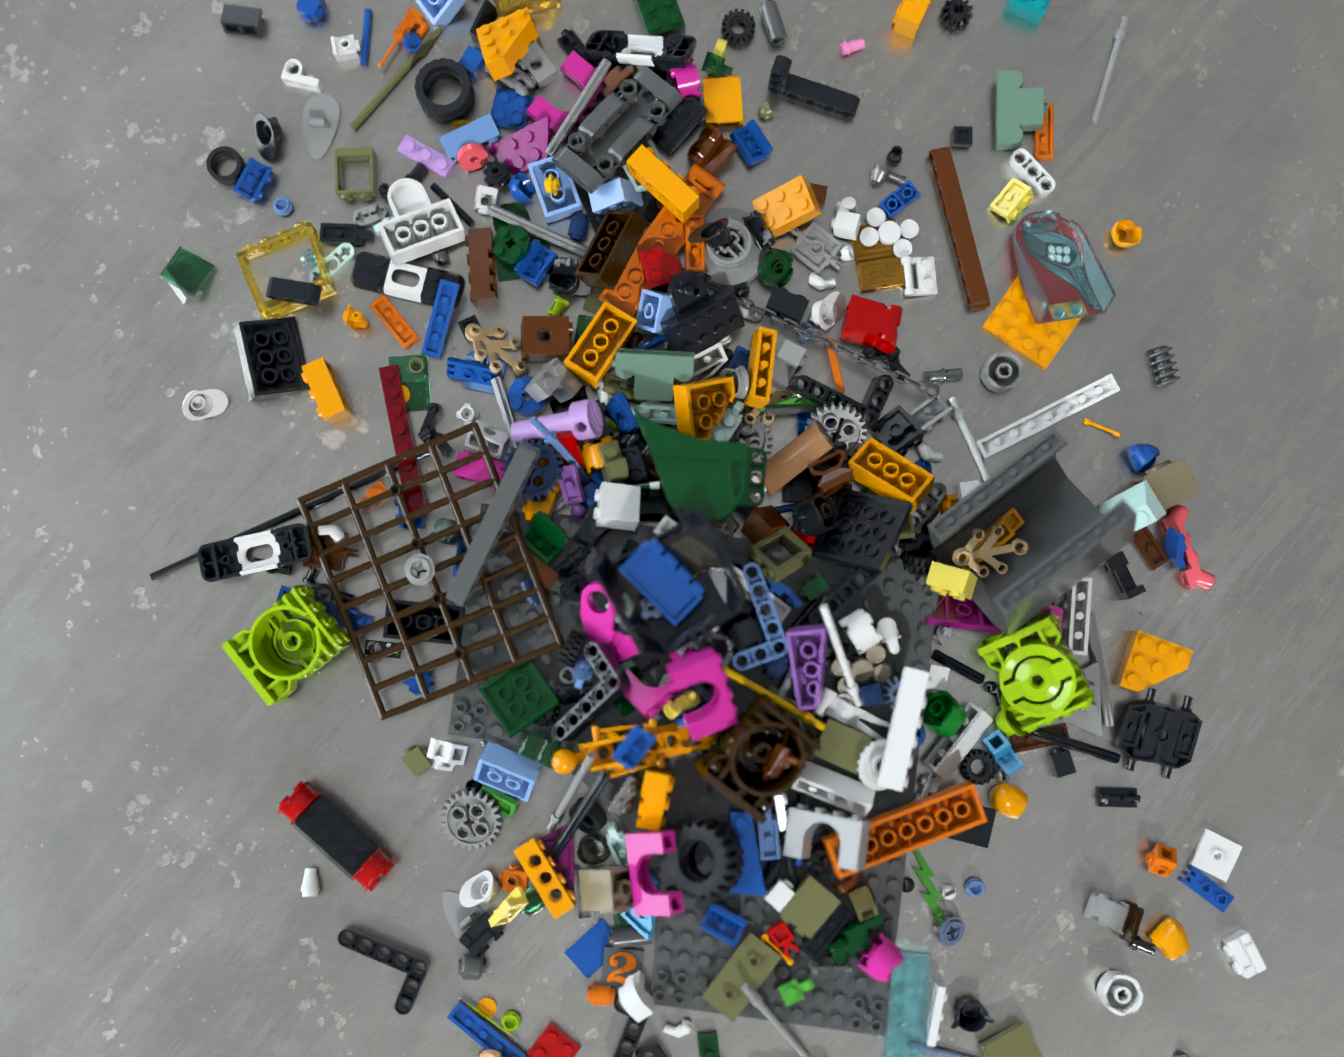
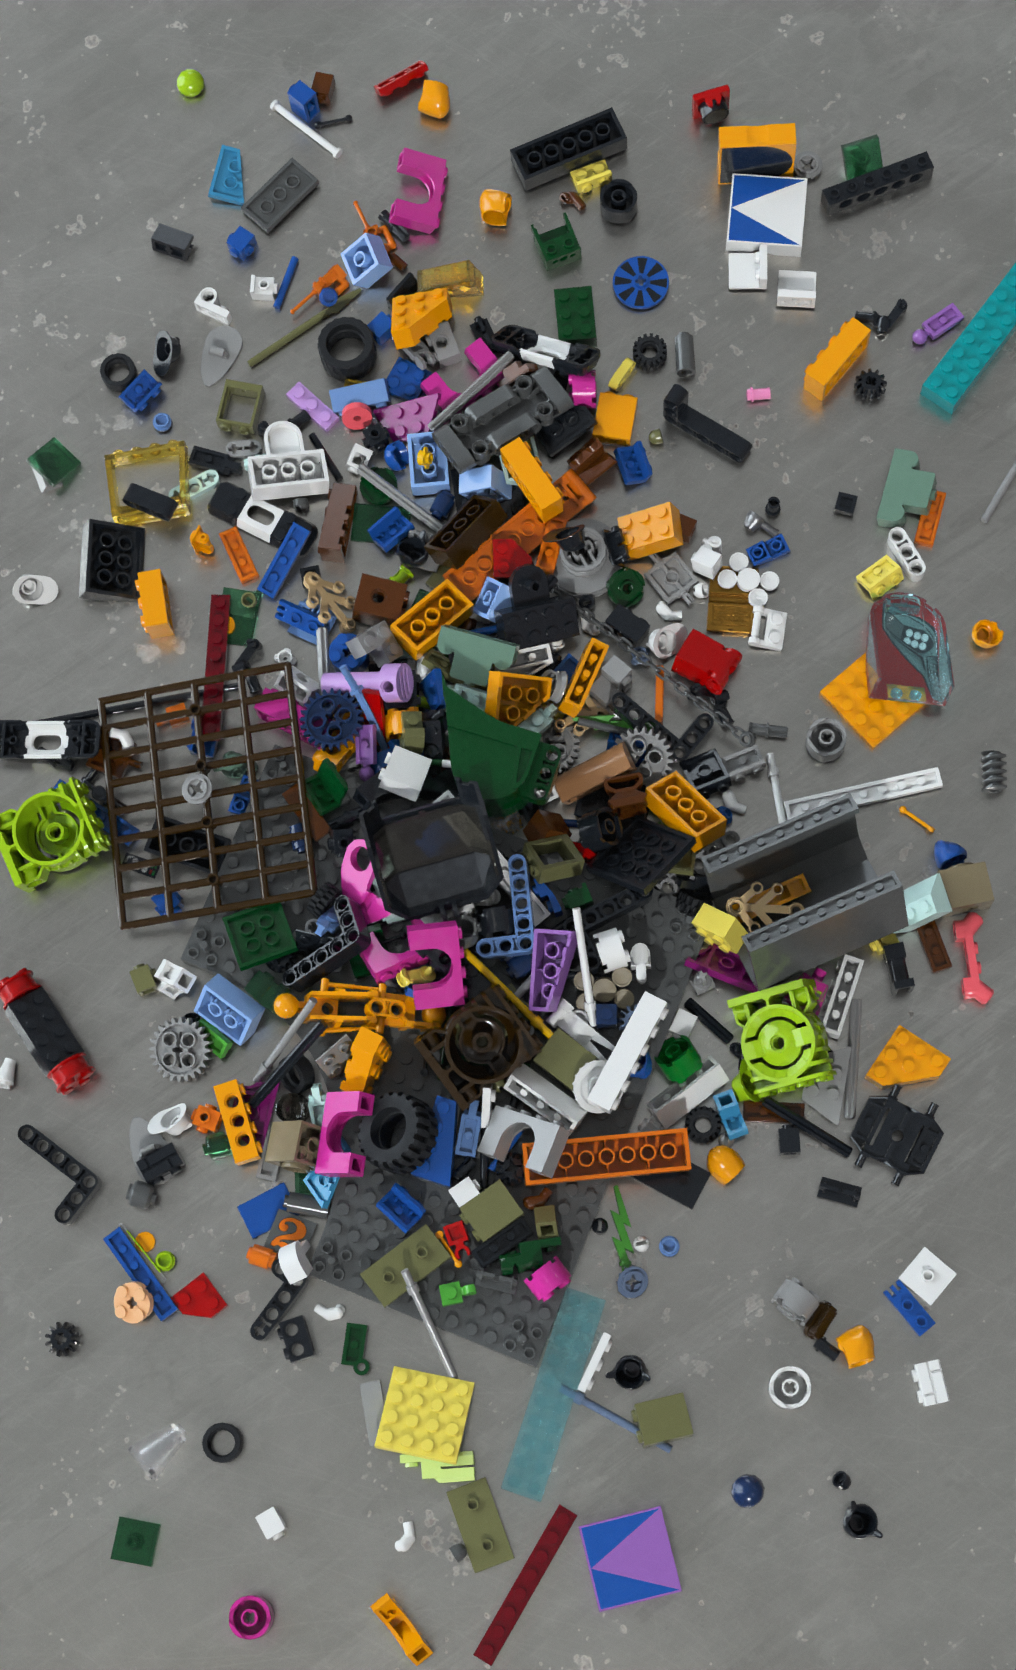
camera: 25 degrees right, 10 degrees down
(308, 258) = (172, 476): clear light blue plate -> none
(493, 523) = (279, 760): dark grey beam -> none
(504, 237) = (367, 497): dark green plate -> none
(509, 908) = (193, 1142): light yellow bracket -> none
(634, 747) = (356, 1001): blue hinge -> none
(649, 613) = (411, 878): sand blue plate -> none
(660, 581) = (423, 847): blue hinge -> none
(715, 65) = (615, 381): clear green plate -> none
(779, 759) = (497, 1052): reddish brown piece -> none
(959, 228) = (819, 592): reddish brown beam -> none
(1162, 860) = (867, 1264): orange brick -> none
(1175, 547) = (958, 951): blue slope -> none

